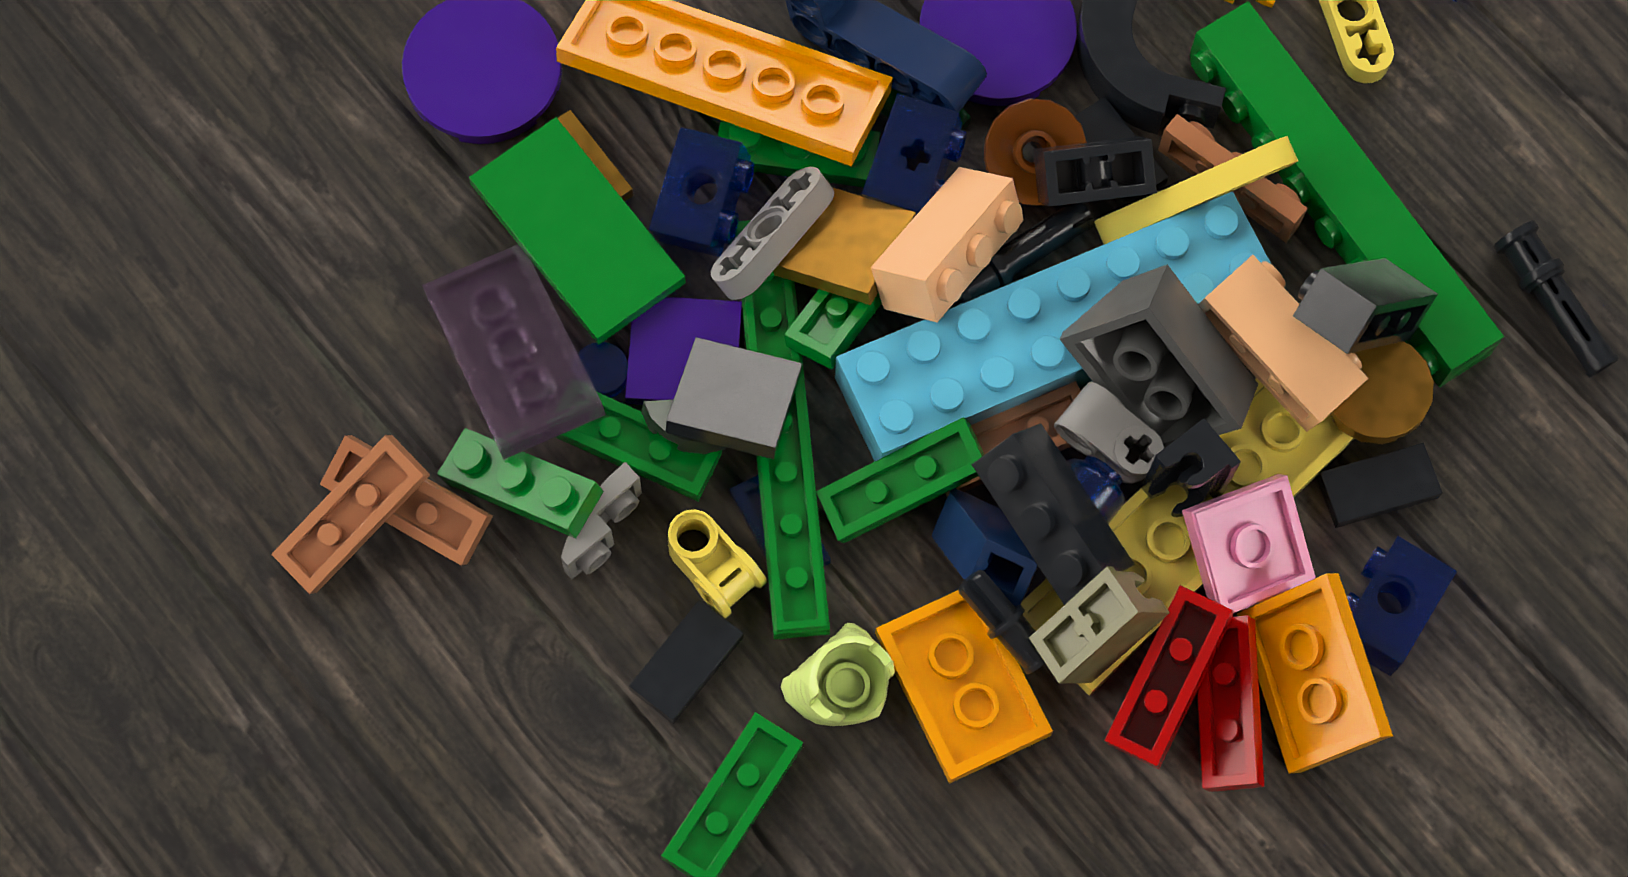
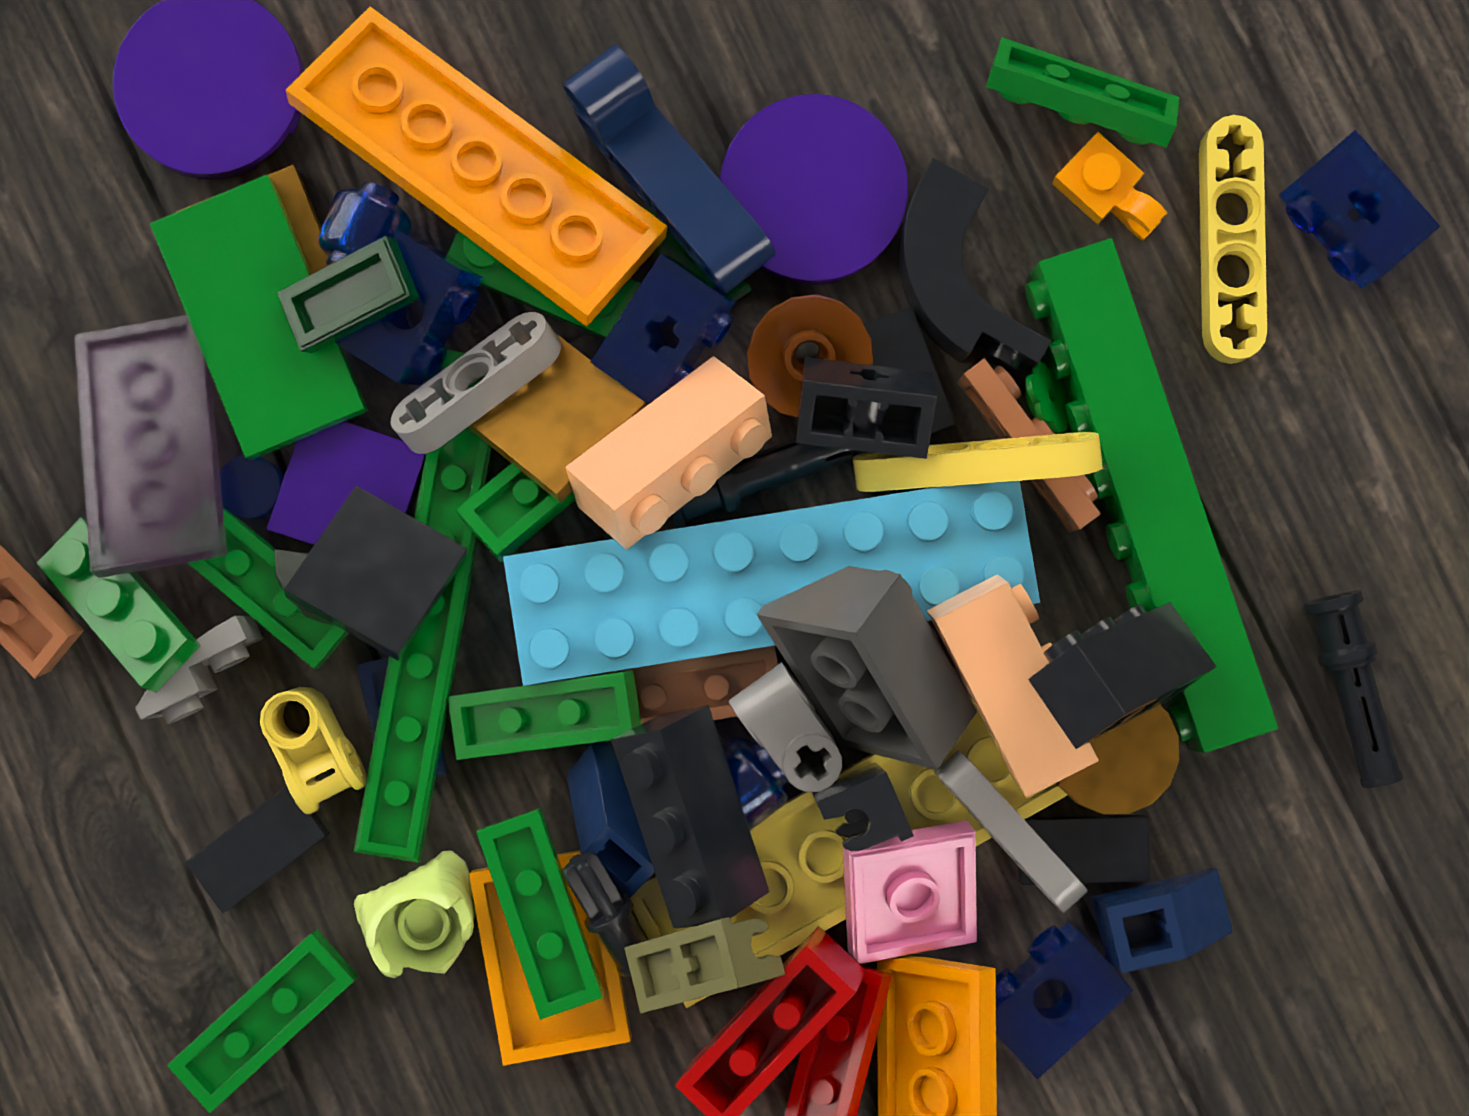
camera: 20 degrees right, 15 degrees up
(643, 144) = (360, 219): none -> clear blue head
(653, 186) = (348, 295): none -> tile
(948, 635) = (540, 913): none -> green plate
(1232, 135) = (1047, 398): none -> green plant
(1316, 470) = (1010, 831): none -> light grey beam
(1460, 515) = (1161, 920): none -> dark blue slope

